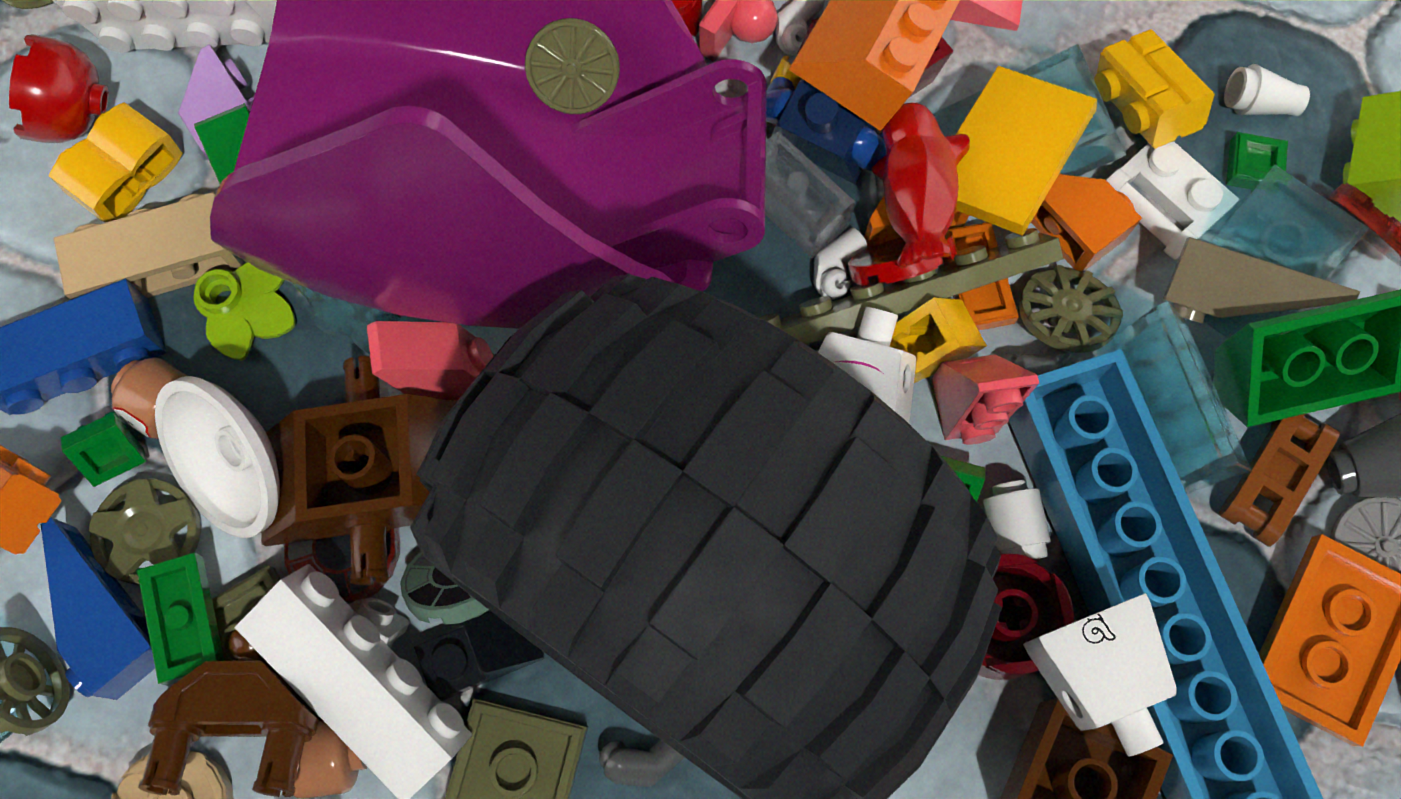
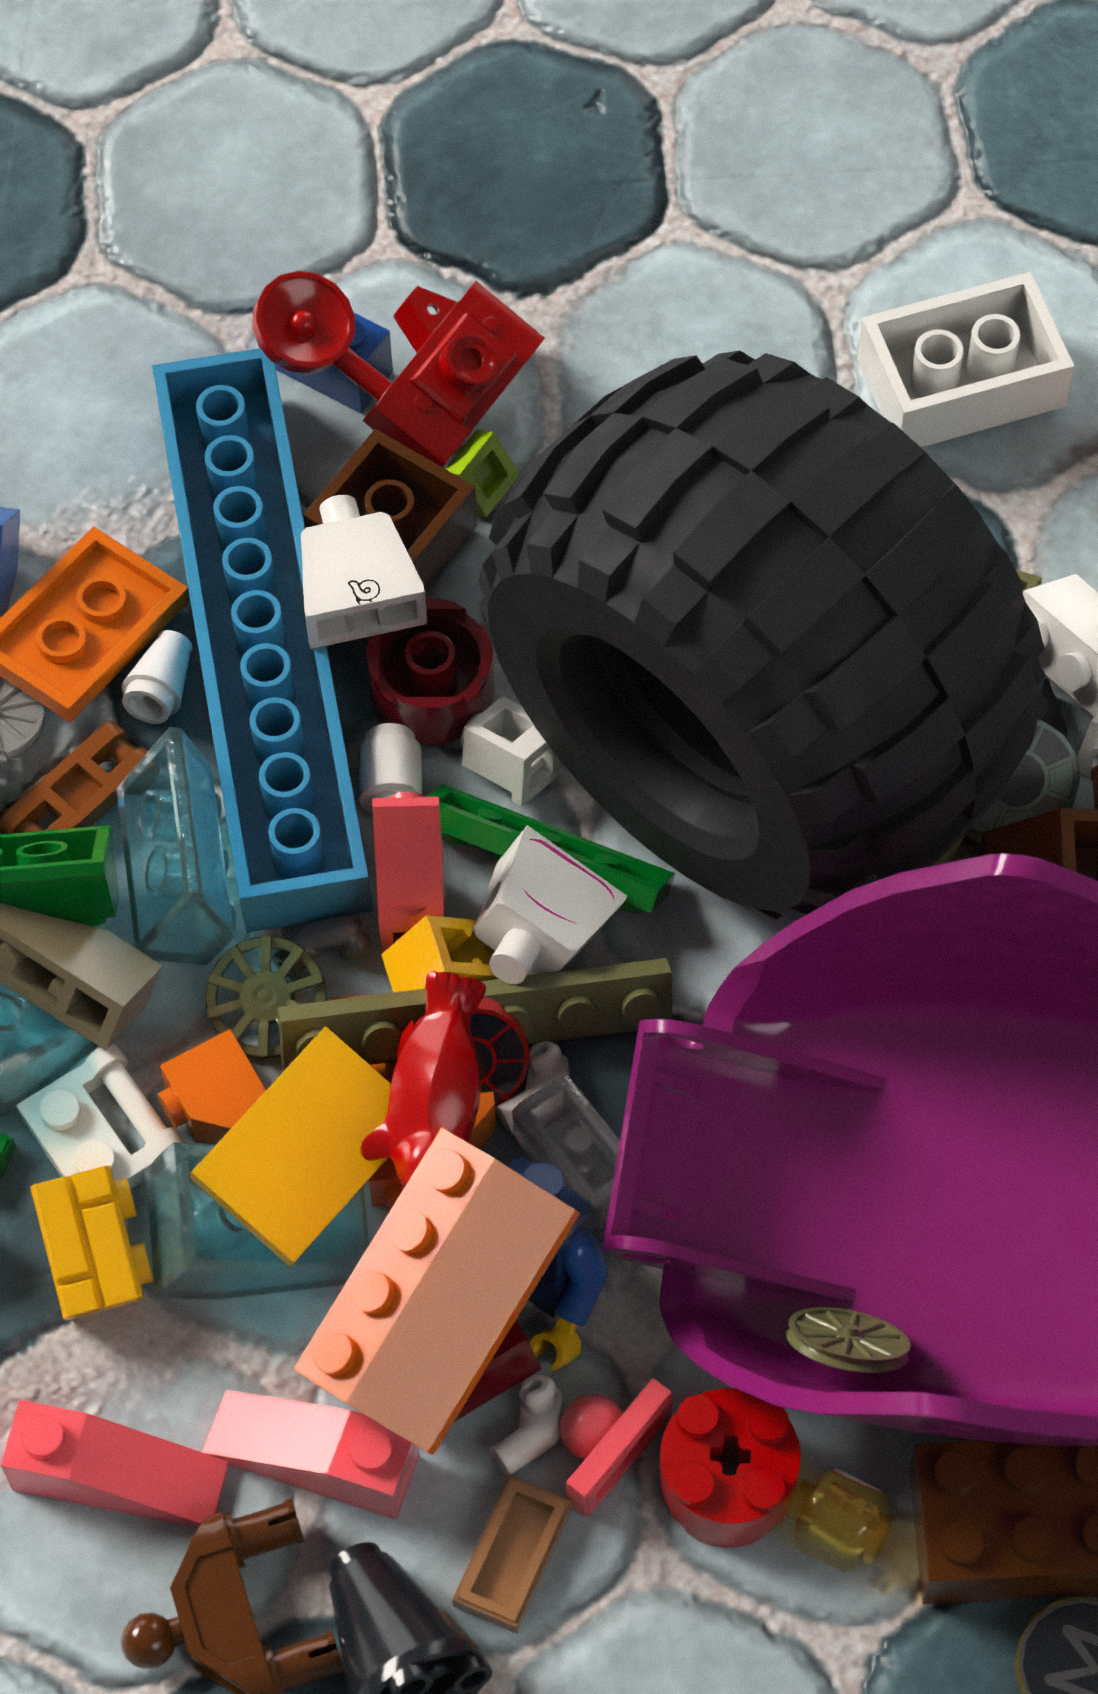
camera: 170 degrees left, 10 degrees down
(1253, 589) = (158, 679): none -> white cone

